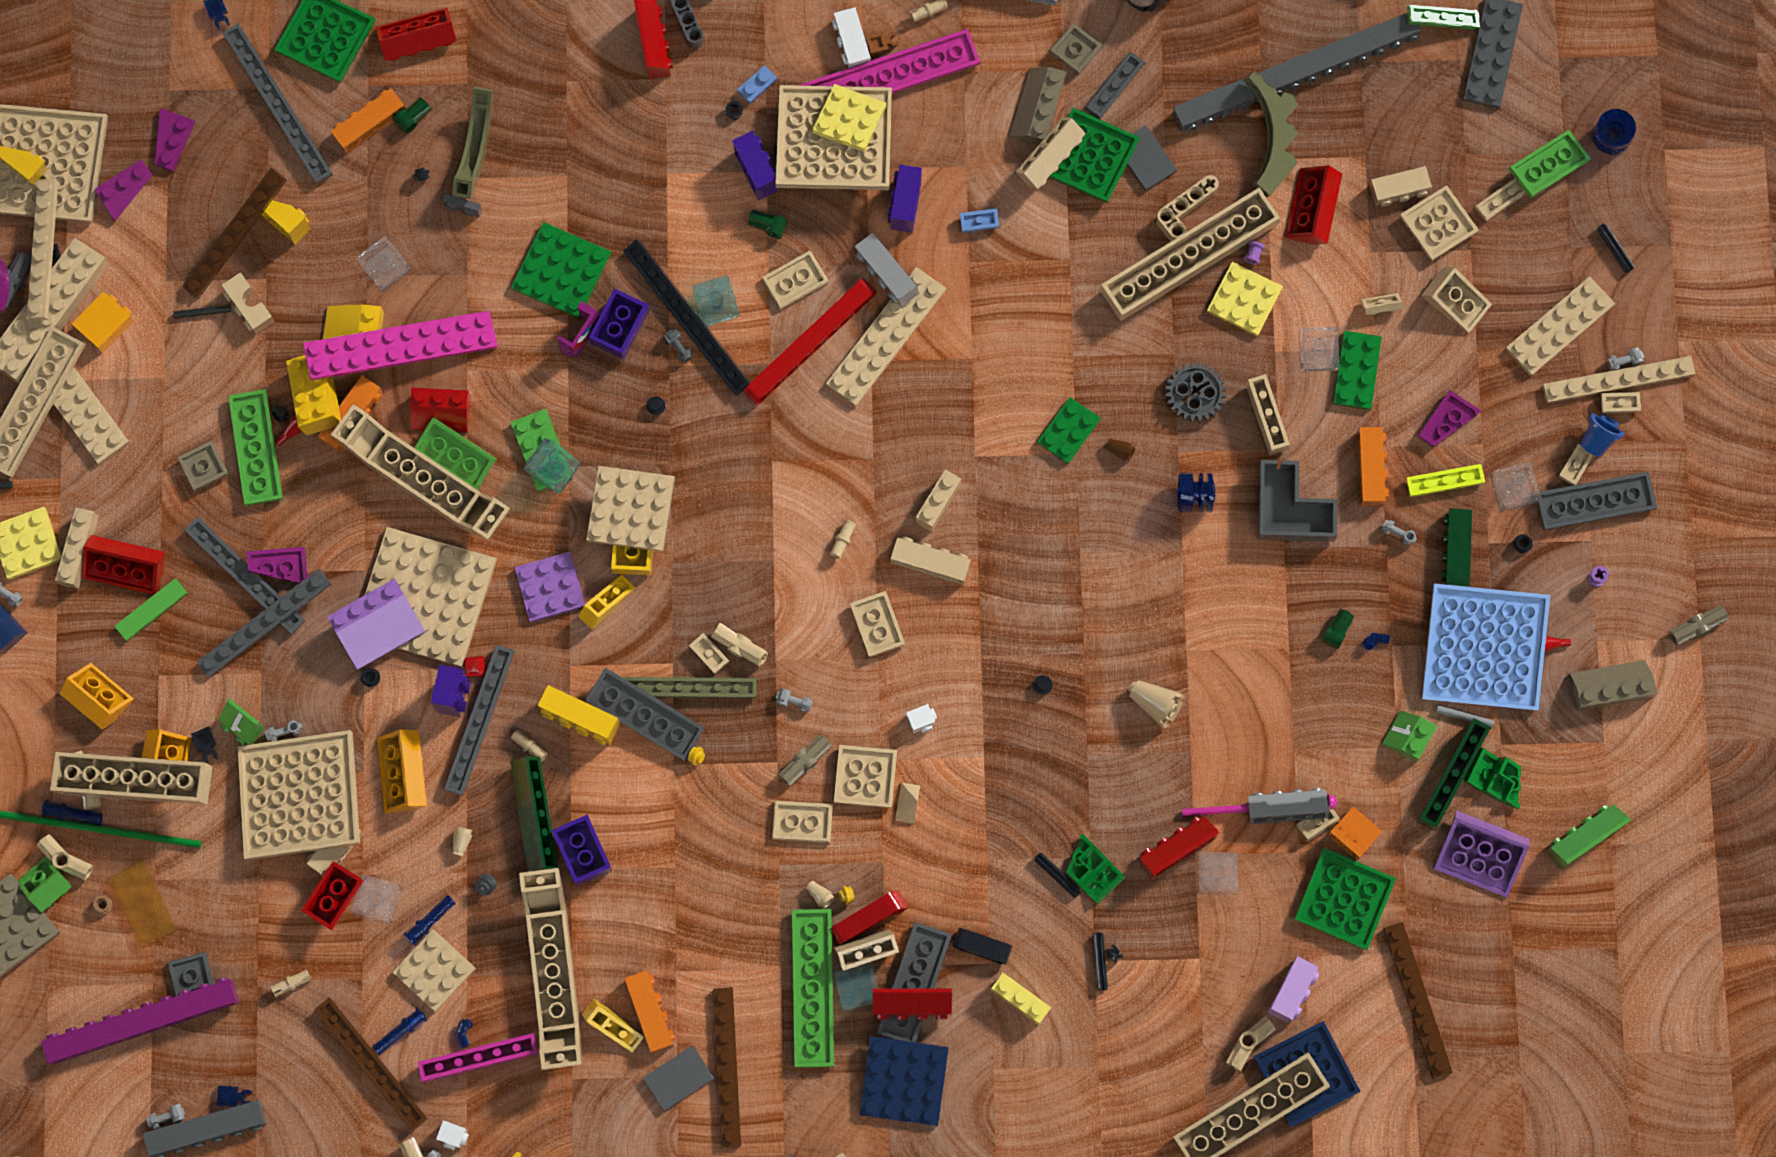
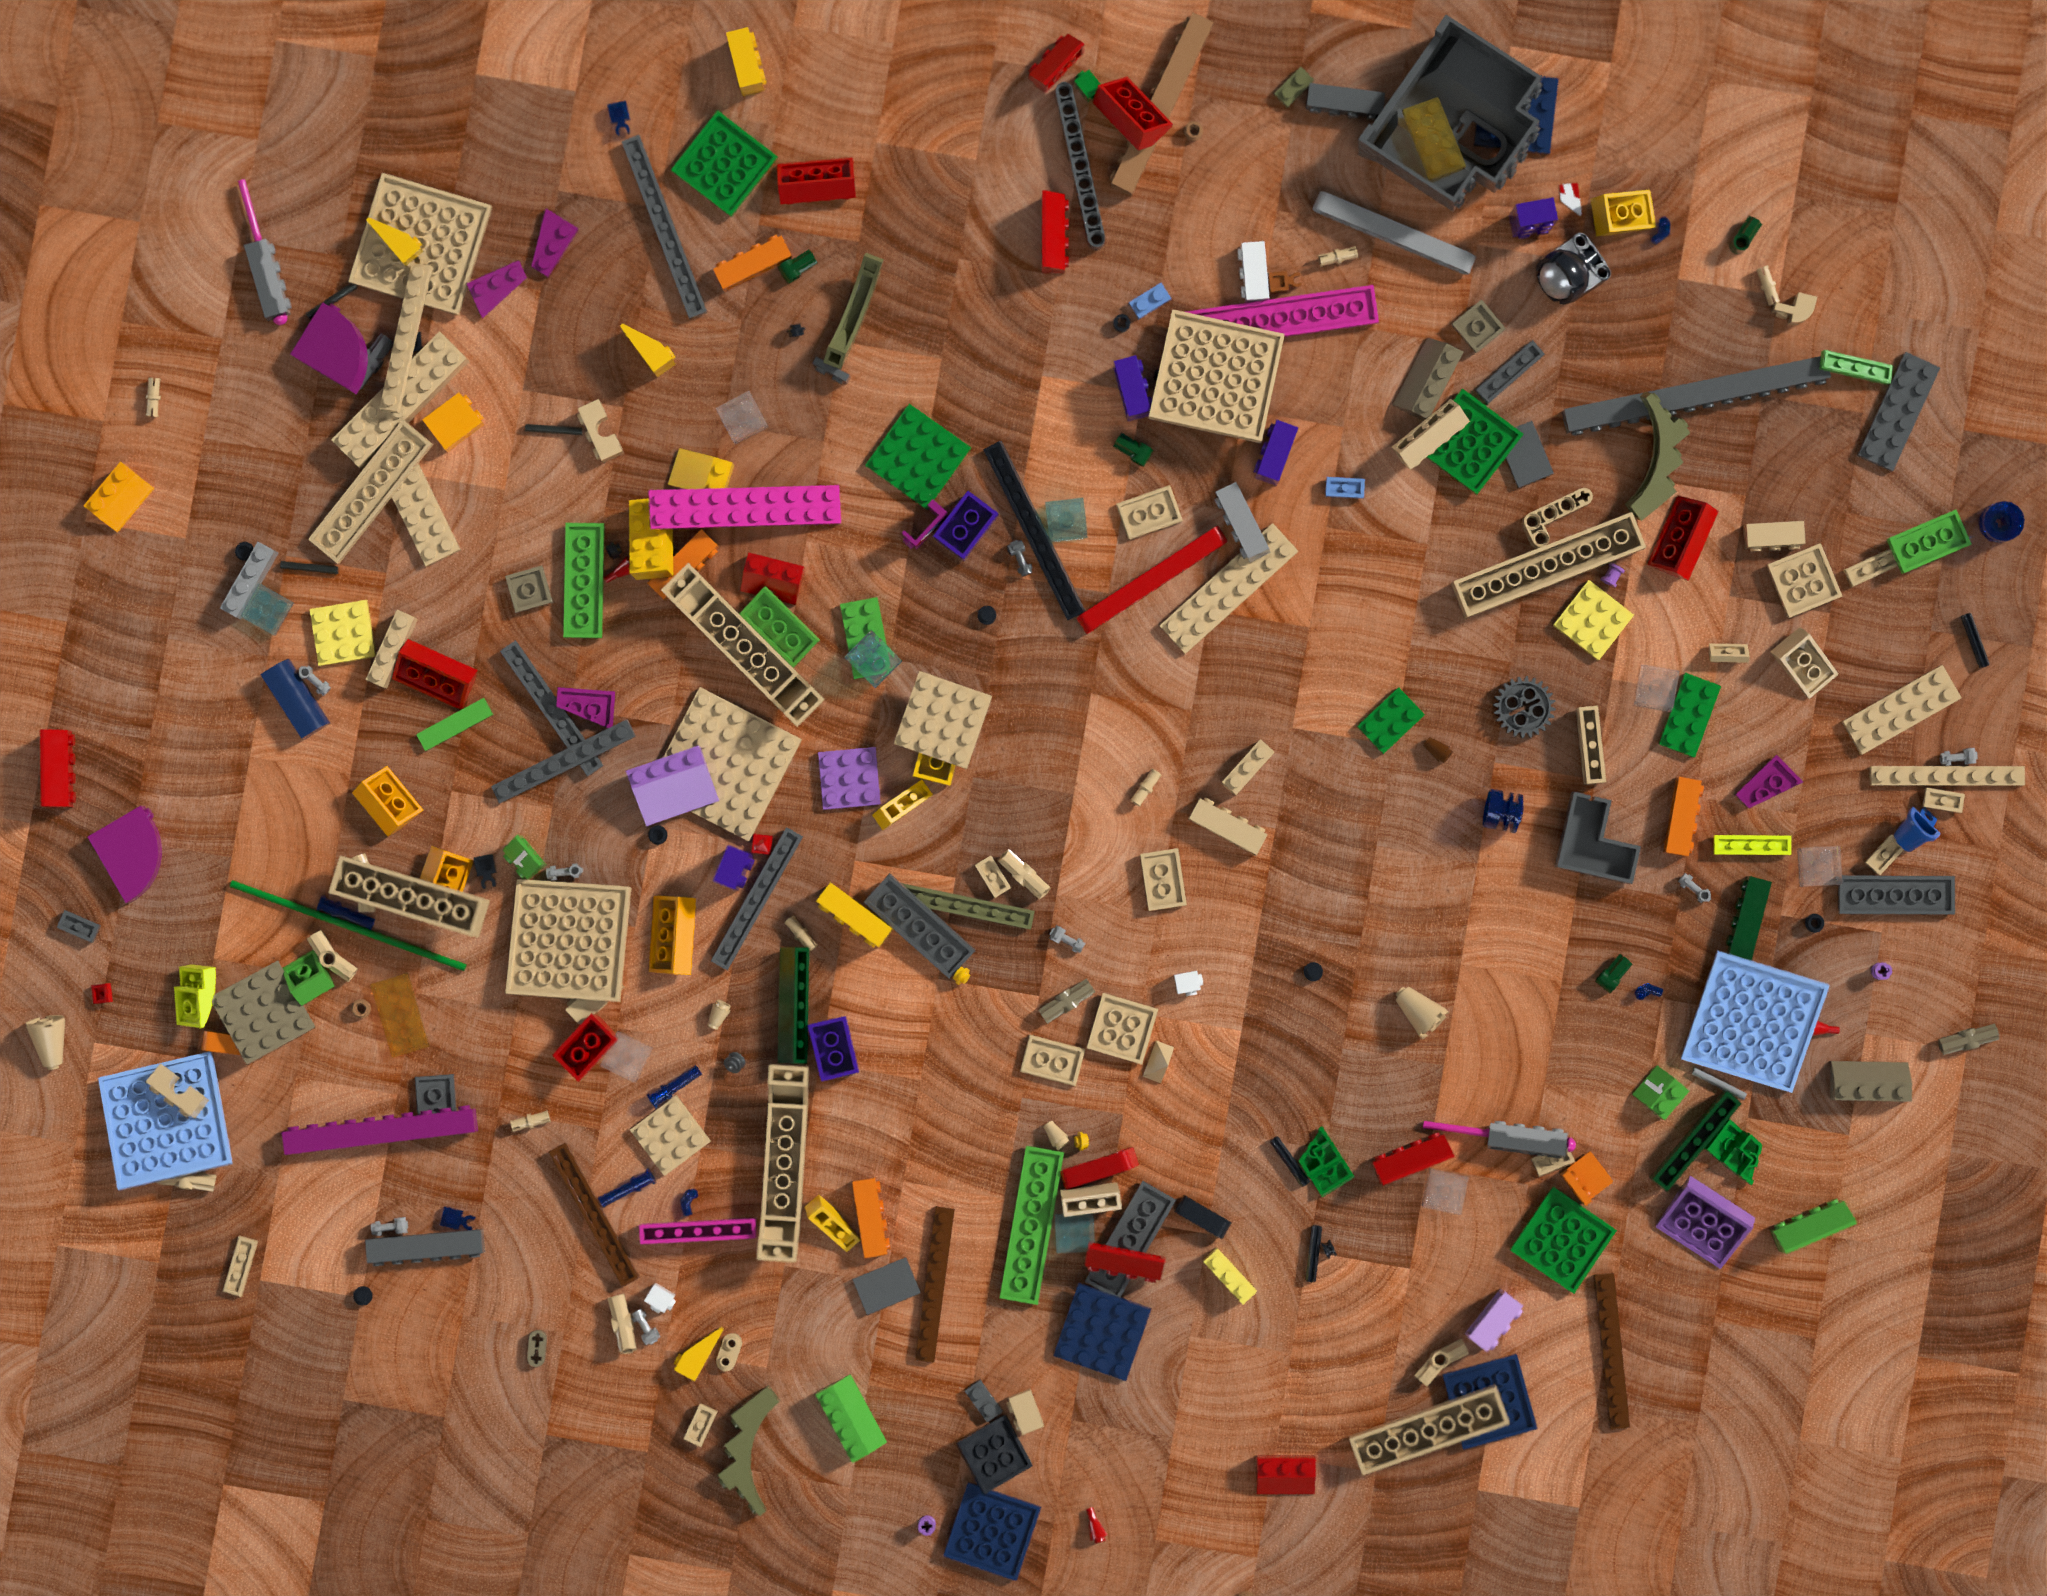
camera: 10 degrees right, 10 degrees up
(234, 233) = (600, 359): reddish brown plate -> none
(849, 118) = (1236, 359): light yellow plate -> none

